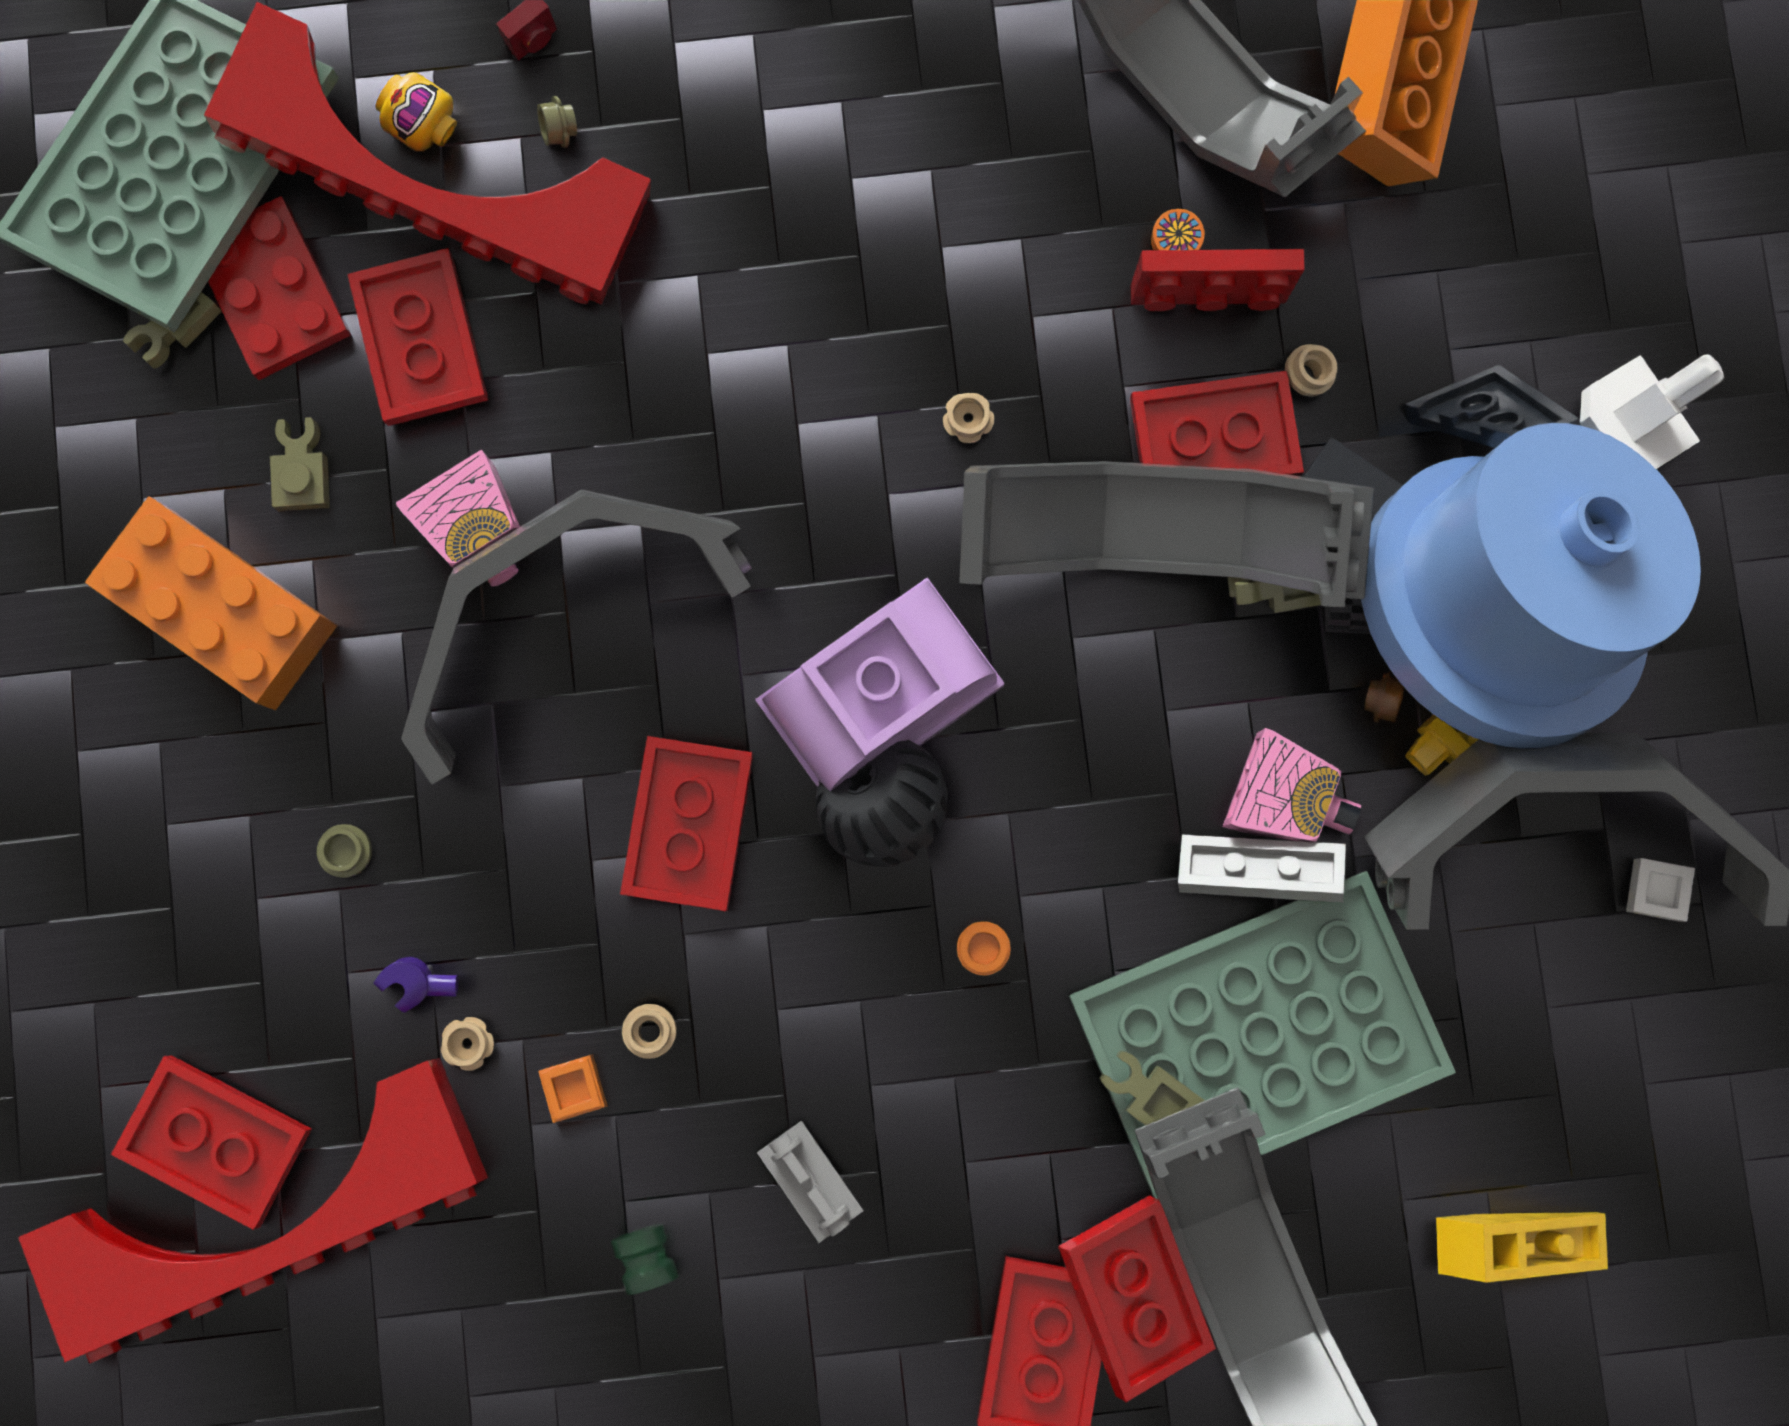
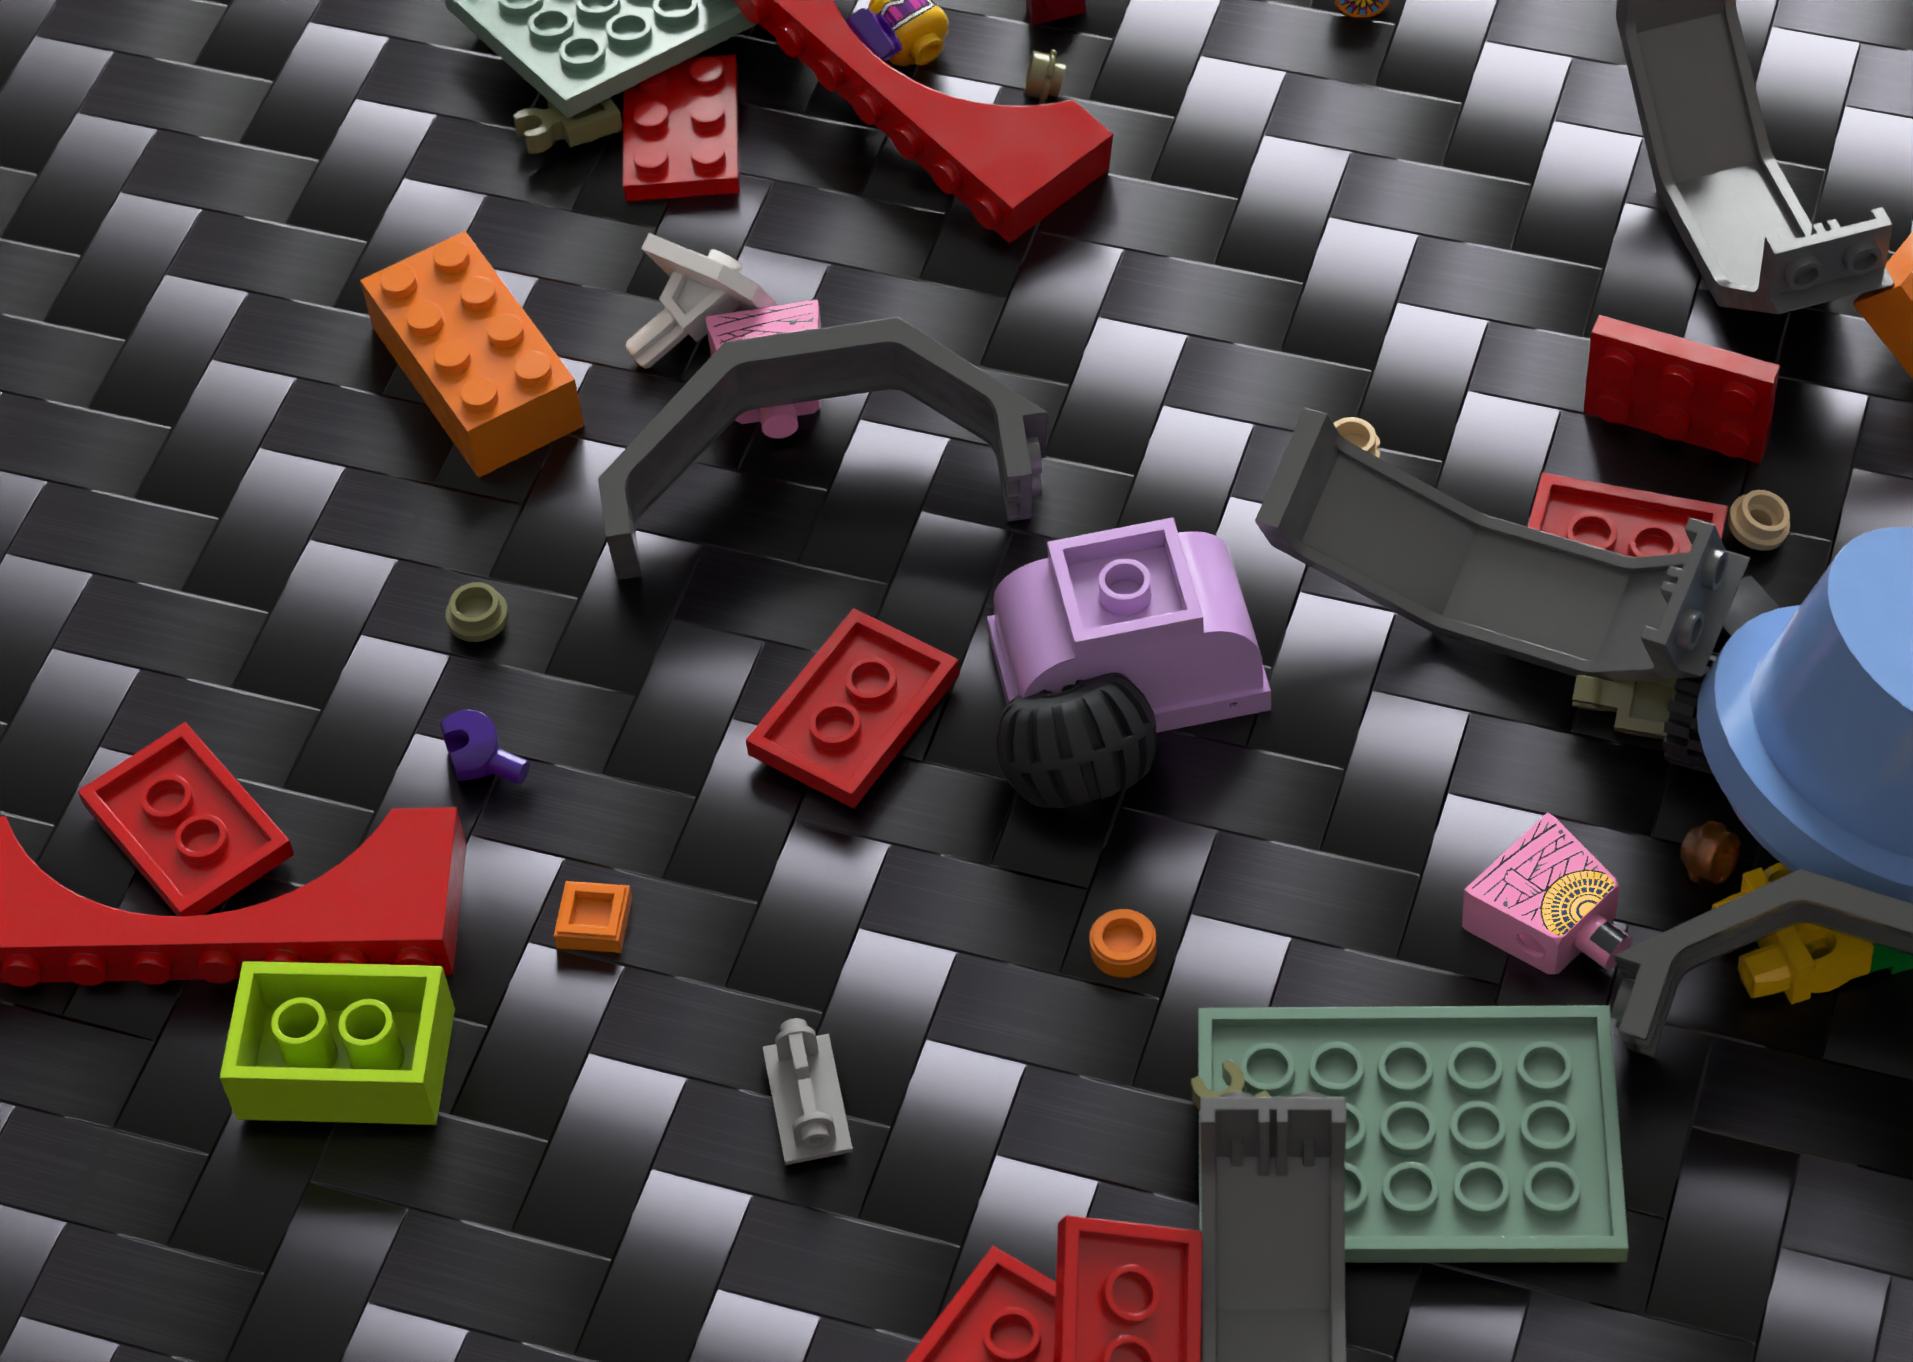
camera: 25 degrees right, 30 degrees down
(300, 475) = (620, 286): olive plate -> none
(376, 480) = (695, 289): none -> white piece
(402, 151) = (874, 33): none -> dark purple piece
(417, 337) = (805, 205): red plate -> none
(439, 1301) = (338, 1043): none -> lime brick
(453, 1038) = (501, 816): tan plate -> none
(632, 1031) = (703, 873): tan plate -> none
(644, 1259) = (582, 1090): clear green wheel -> none
(1262, 868) = (1484, 957): plate -> none

